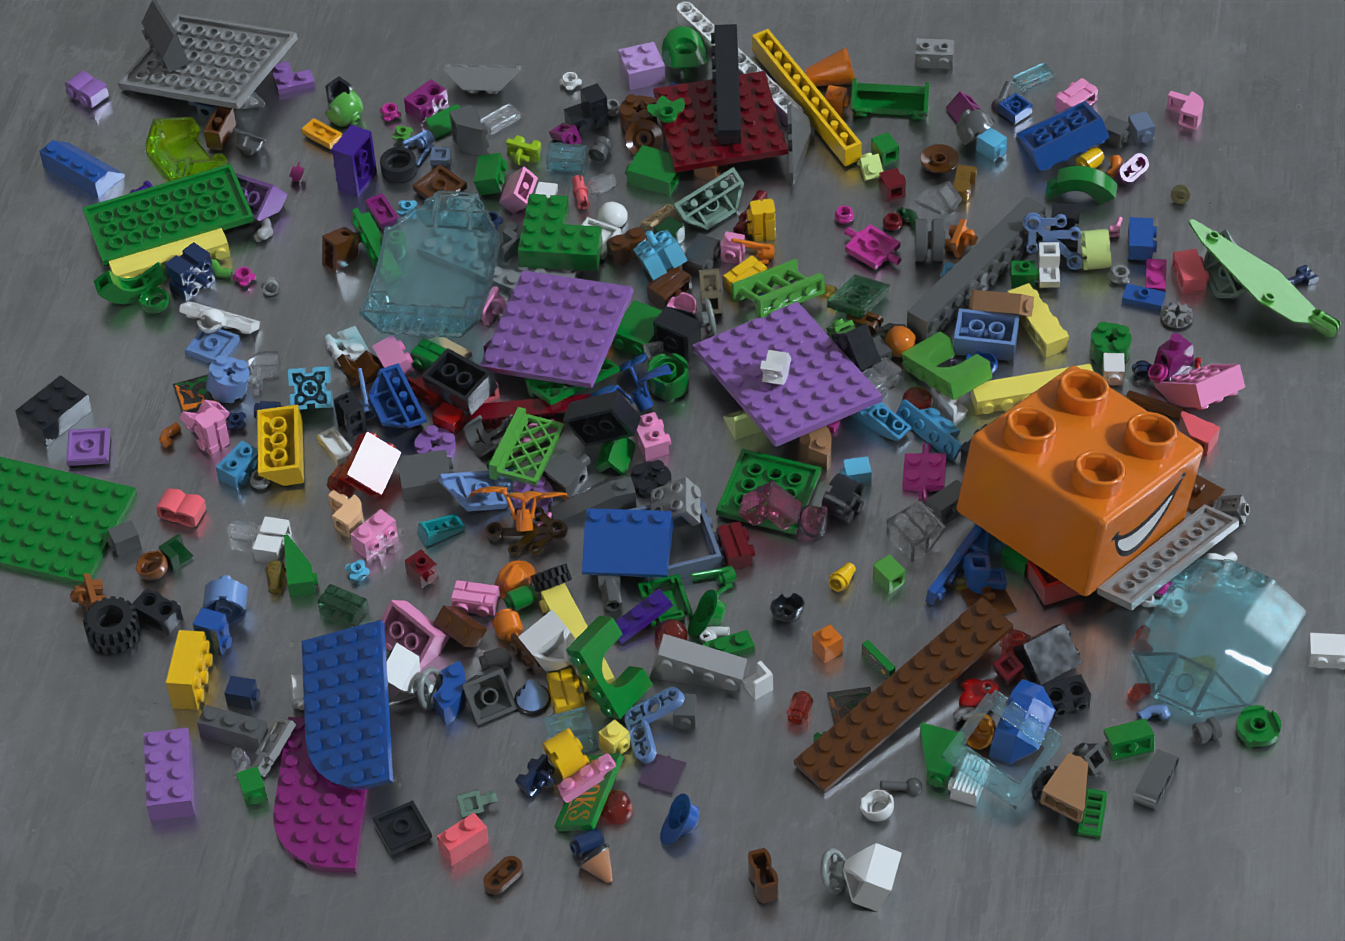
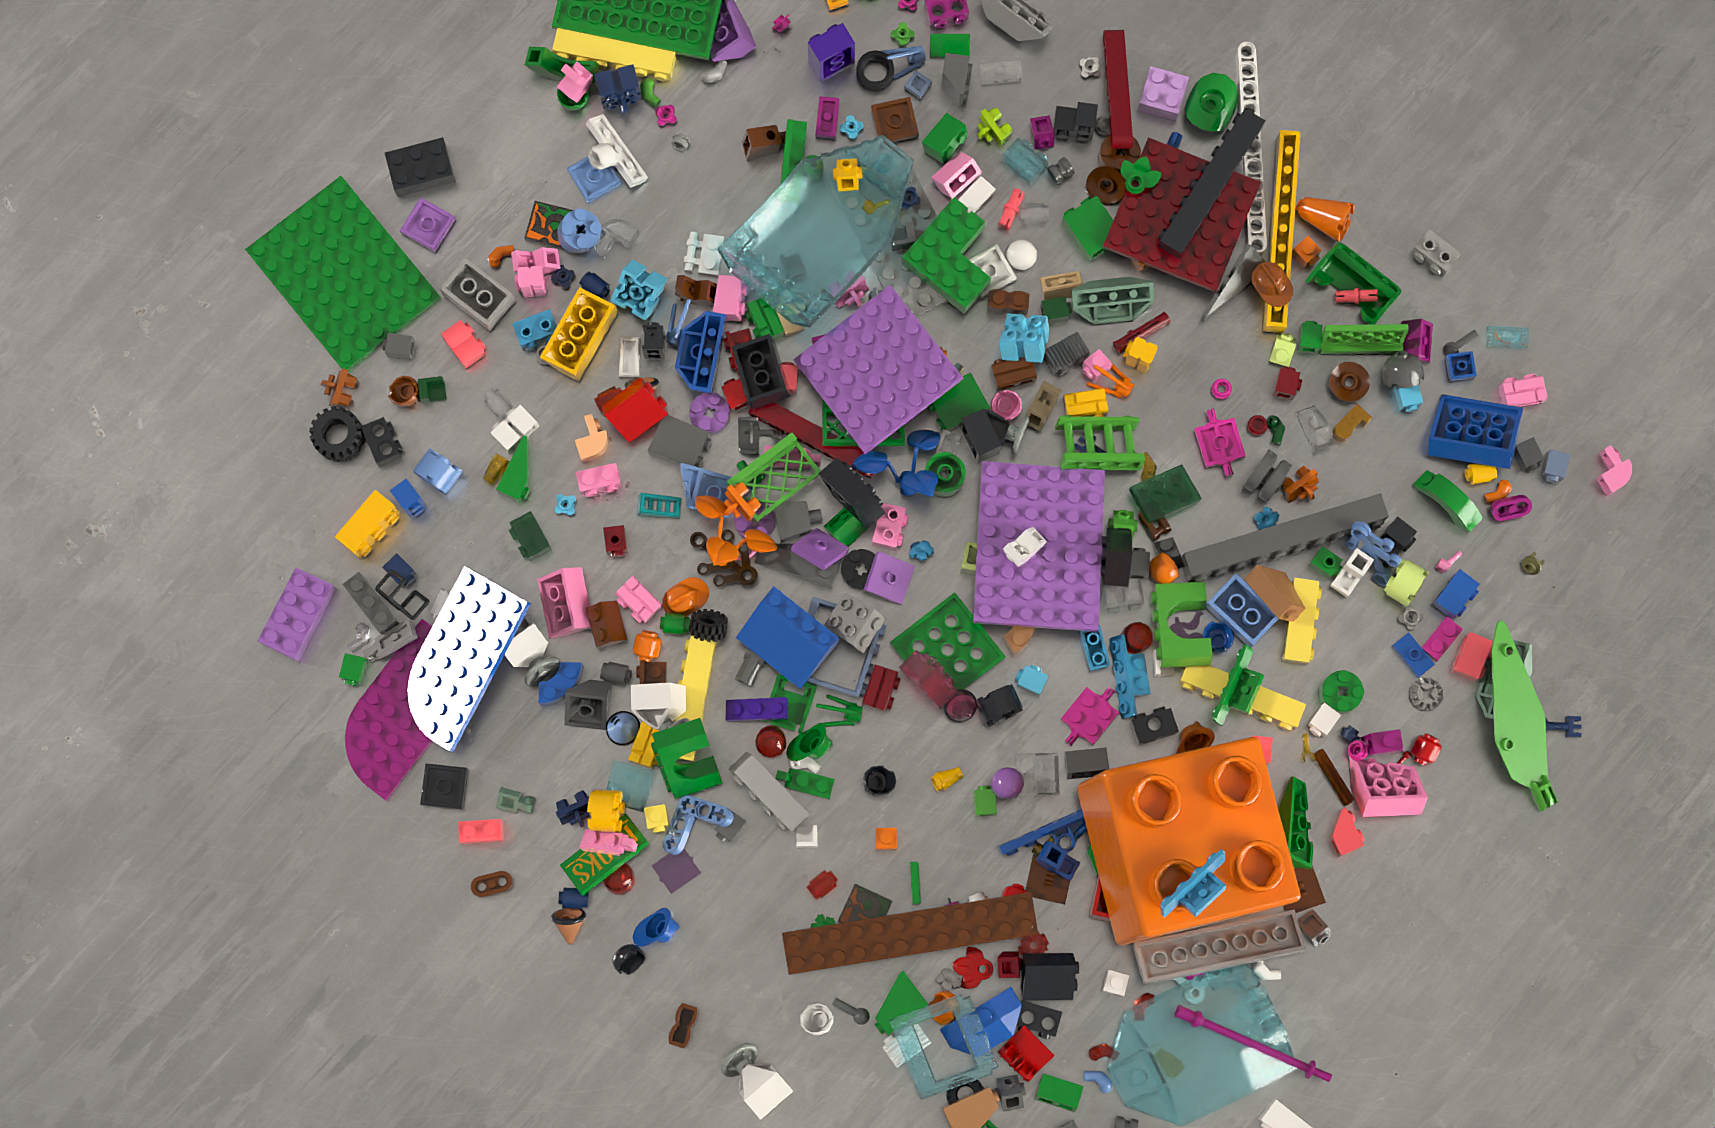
camera: 30 degrees right, 30 degrees up
(151, 279) = (575, 81): none -> bright pink brick
(169, 465) = (477, 294): none -> light grey brick
(253, 677) = (390, 598): none -> black piece
(429, 223) = (847, 174): none -> yellow brick
(465, 237) = (869, 207): none -> clear yellow hand
(512, 473) = (735, 496): none -> orange hips
(604, 475) = (820, 549): none -> medium lavender plate
(605, 74) = (1117, 89): none -> dark red beam
(673, 856) = (628, 958): none -> black hair
(677, 465) = (889, 578): none -> medium lavender plate
(690, 438) = (921, 550): none -> dark azure plant
(827, 122) = (1272, 284): none -> dark orange piece
(895, 540) = (1007, 783): none -> medium lavender hair
(898, 106) = (1356, 296): none -> coral pin
(931, 129) = (1363, 339): none -> bright green fence
(1029, 372) = (1240, 688): none -> green bracket
(1077, 723) = (1025, 1053): none -> red hinge
(1106, 634) = (1115, 983): none -> white brick
(1118, 456) = (1198, 890): none -> dark azure bracket
(1196, 600) = (1196, 1019): none -> magenta bar
(1209, 345) = (1426, 749): none -> red head

